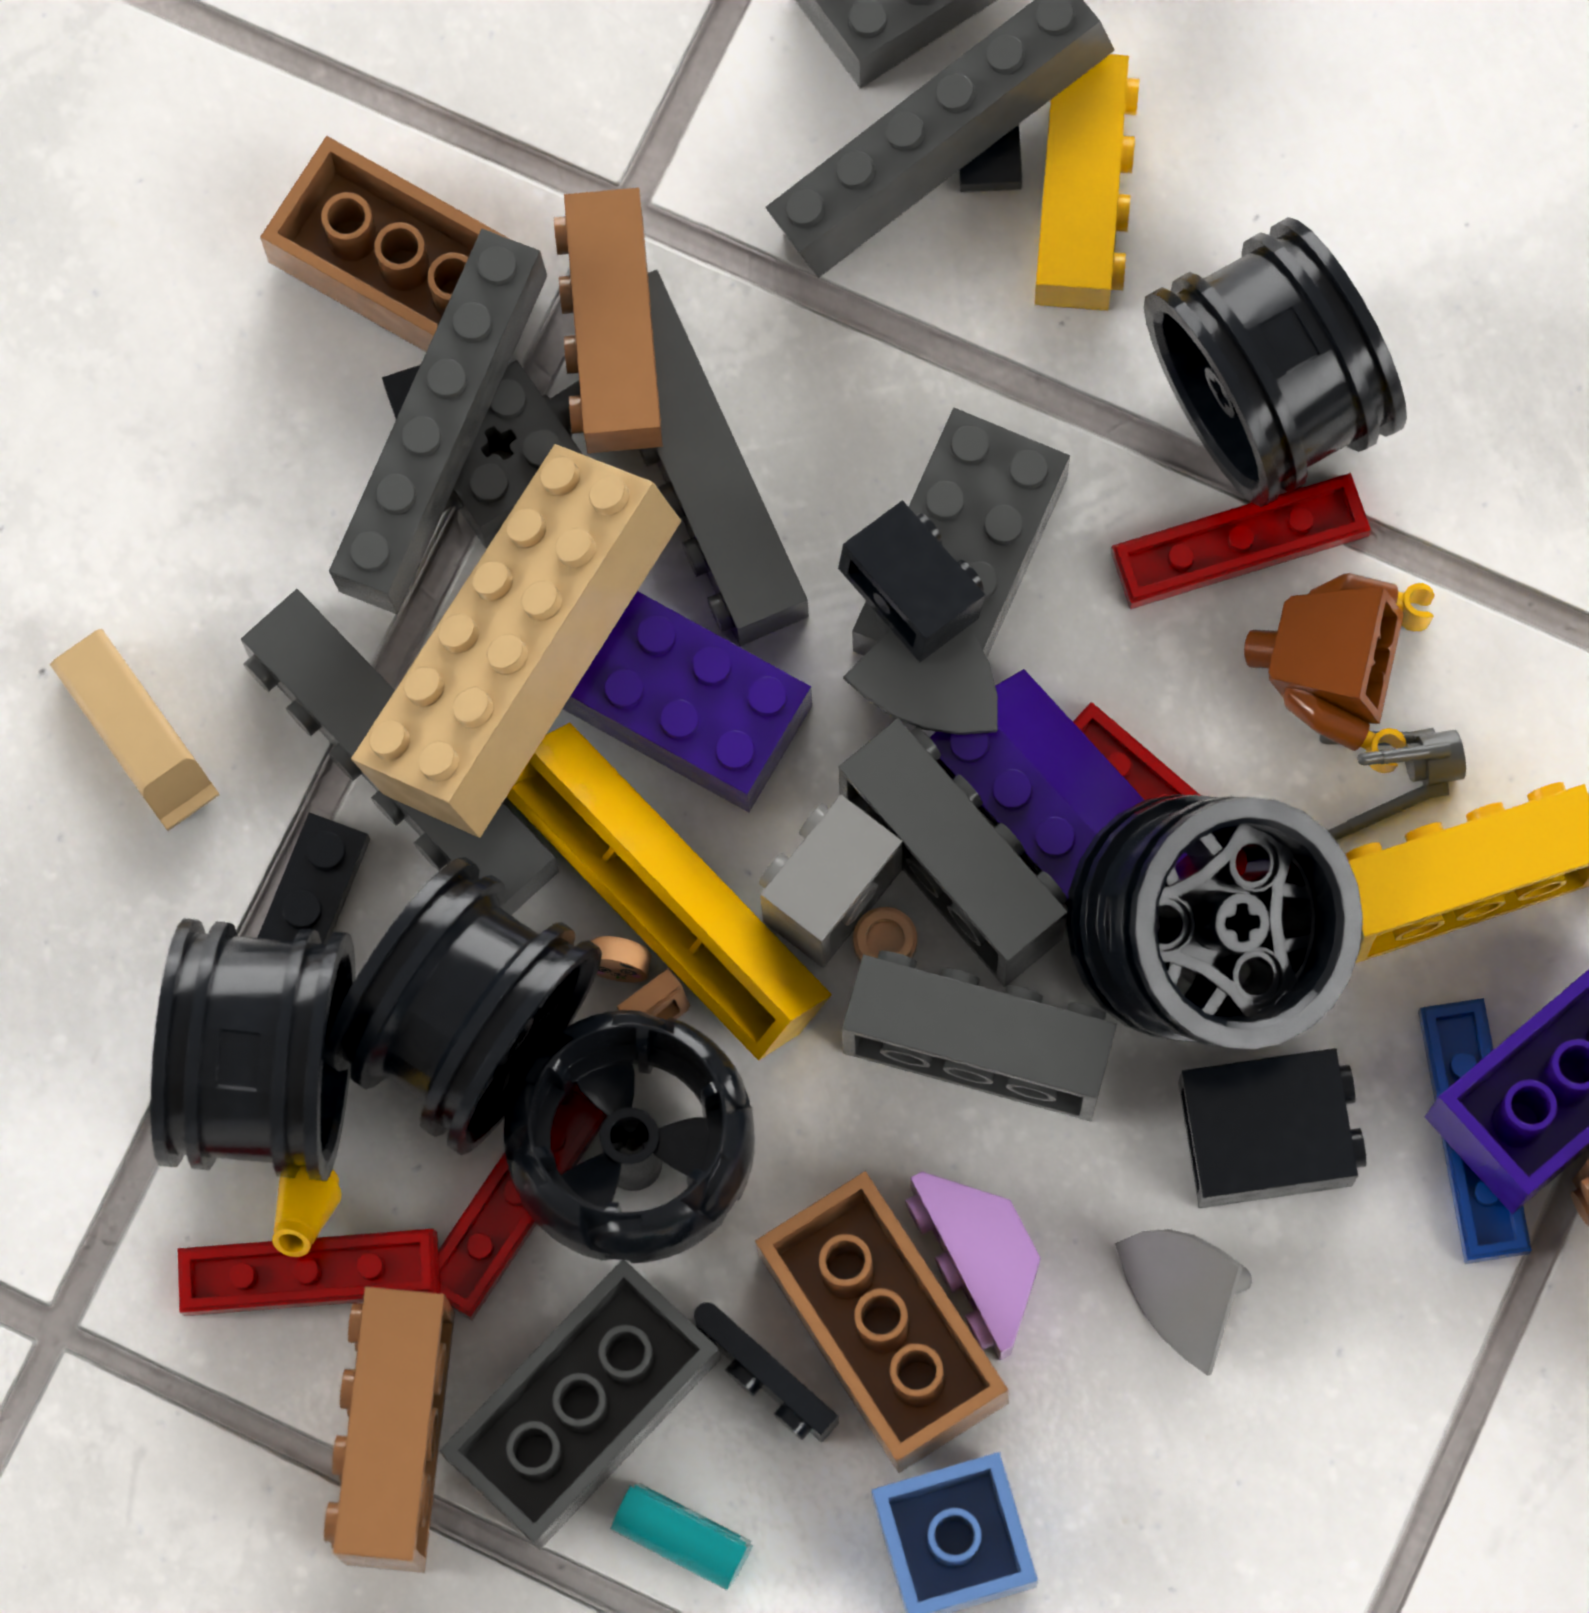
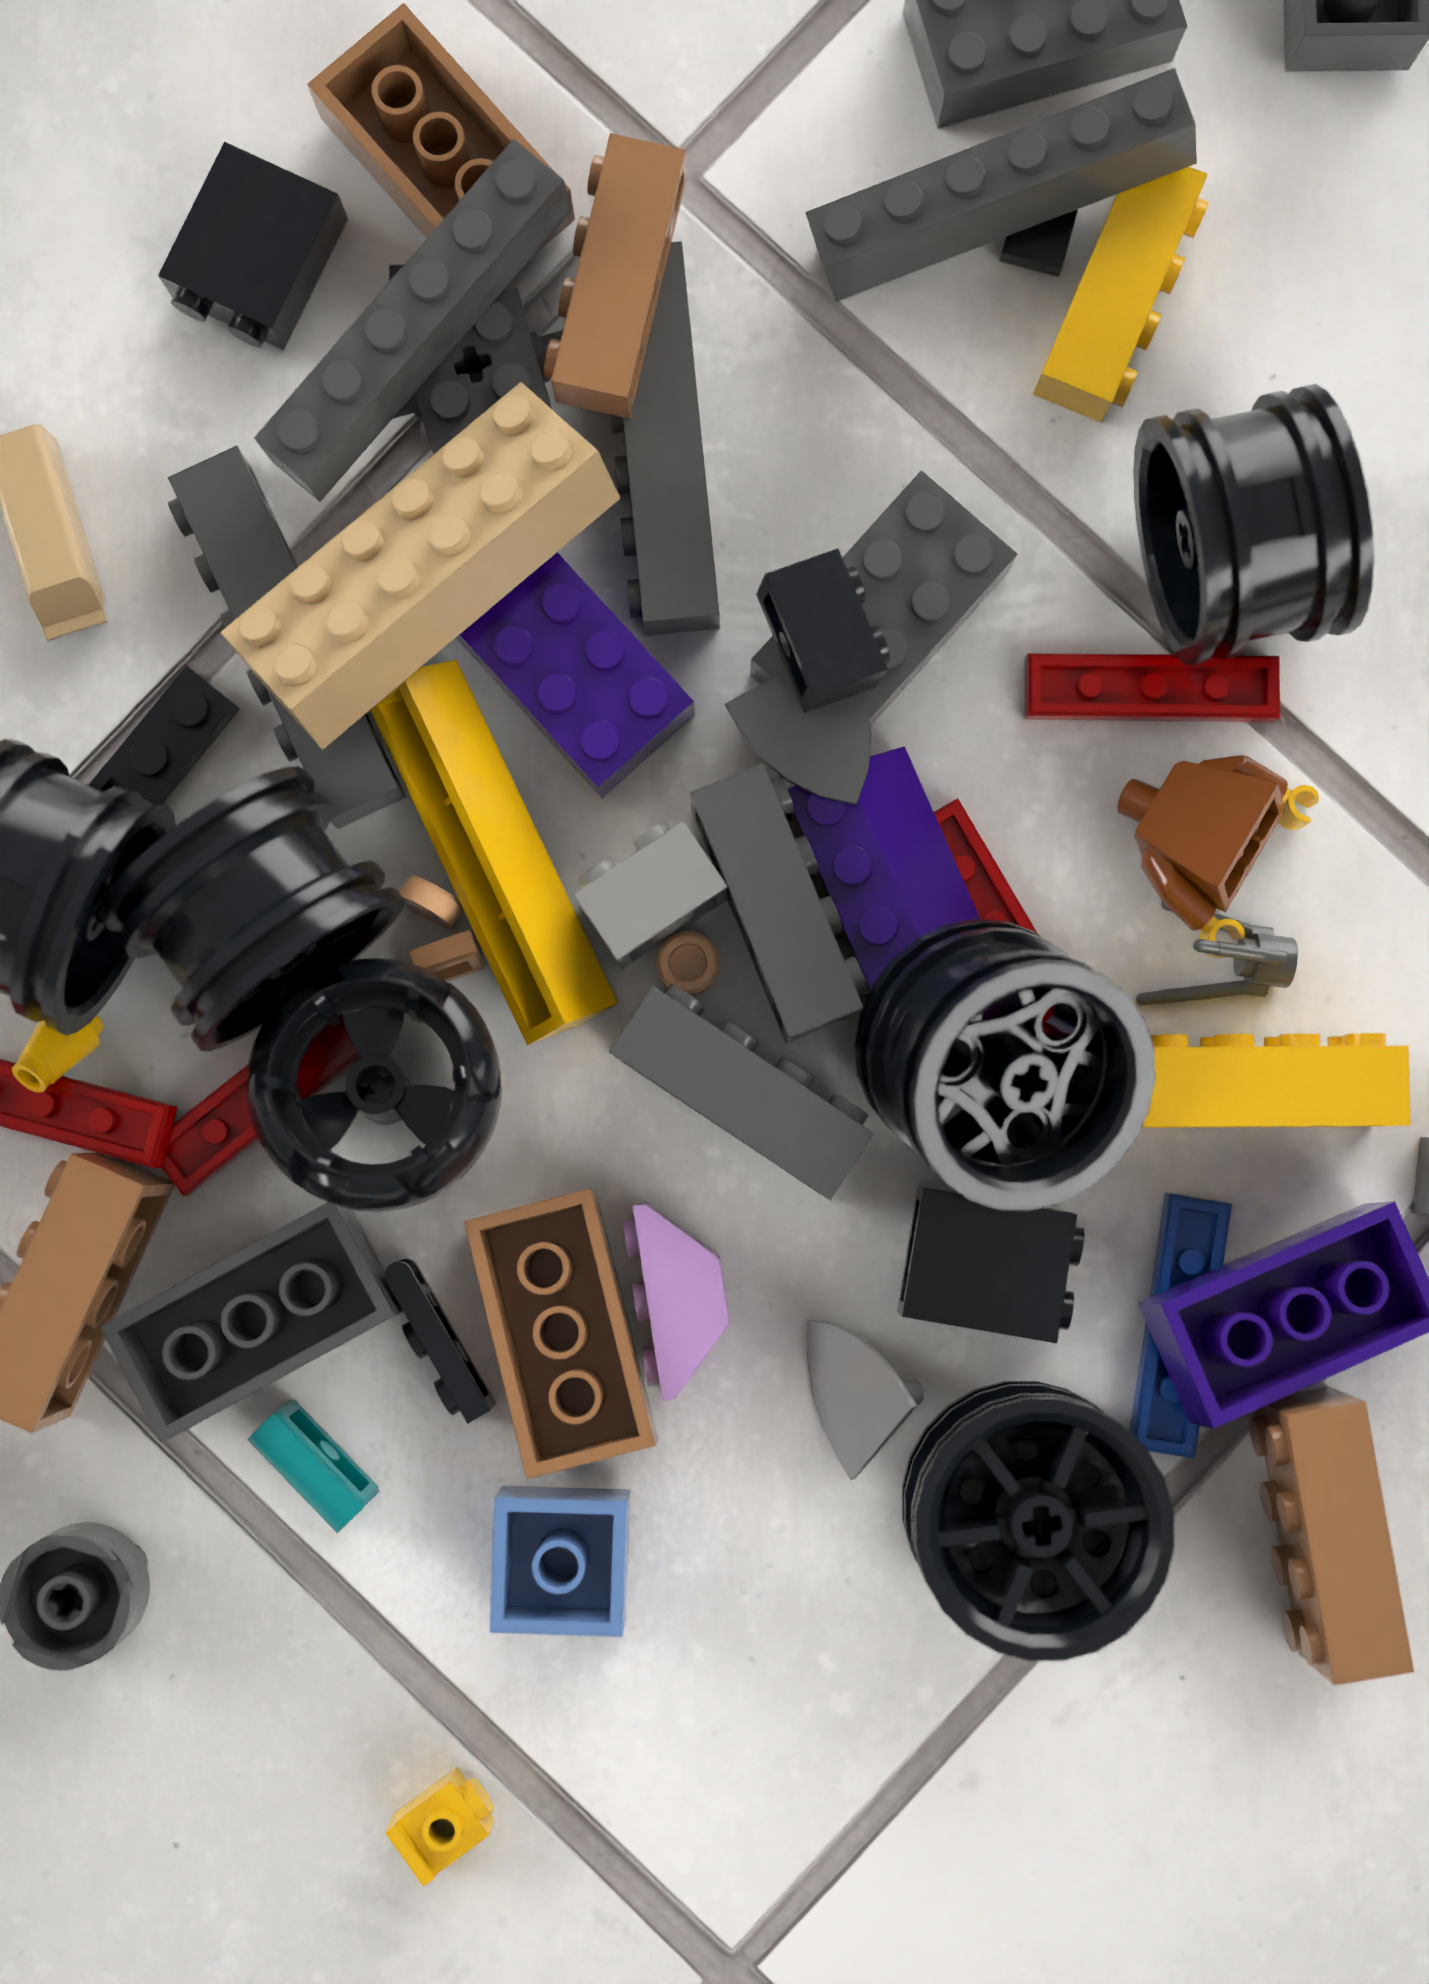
camera: 15 degrees right, 10 degrees up
(247, 402) = (253, 247): none -> black brick
(1473, 1299) = (1094, 1594): none -> black wheel

